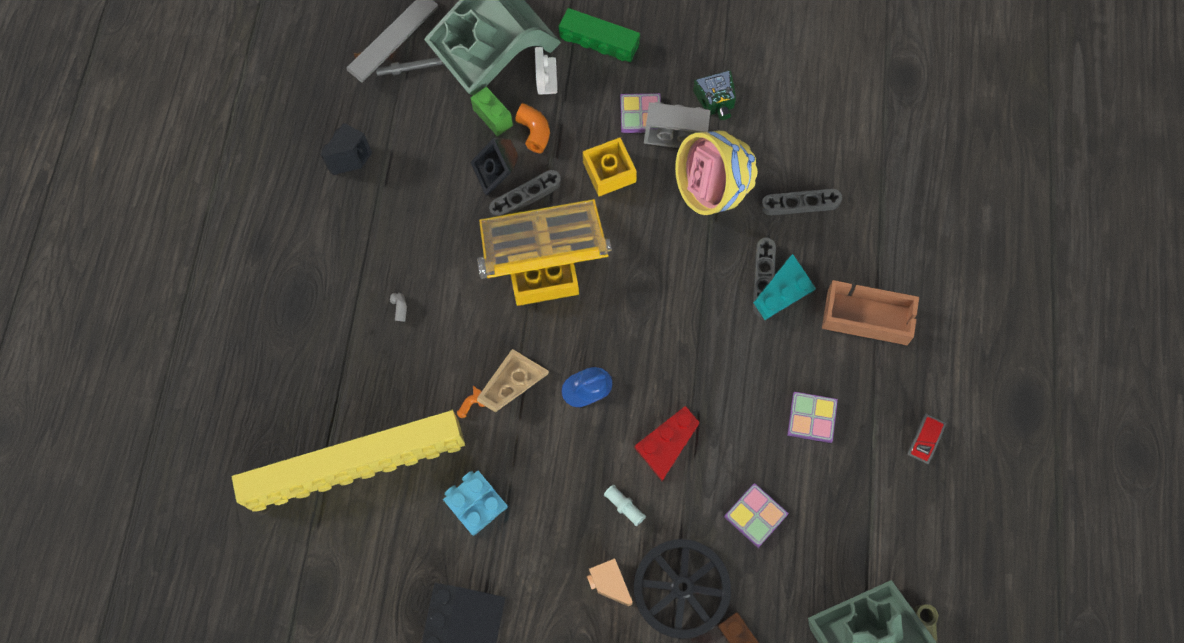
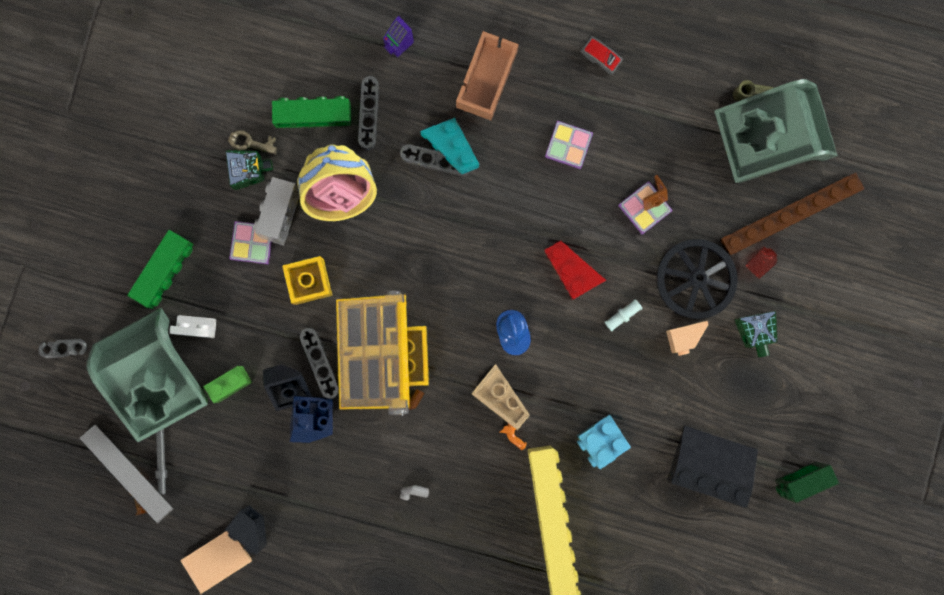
camera: 90 degrees left, 15 degrees up
(310, 128) = (215, 561): none -> light nougat tile
(465, 192) = (311, 419): none -> dark blue slope
(495, 291) = (415, 399): none -> reddish brown arm
(538, 127) = (252, 341): orange cylinder -> none
(744, 94) = (249, 143): none -> dark tan piece
(769, 522) = (656, 198): none -> dark orange bracket
(788, 146) = (311, 113): none -> green brick
(890, 215) = (398, 37): none -> dark purple slope

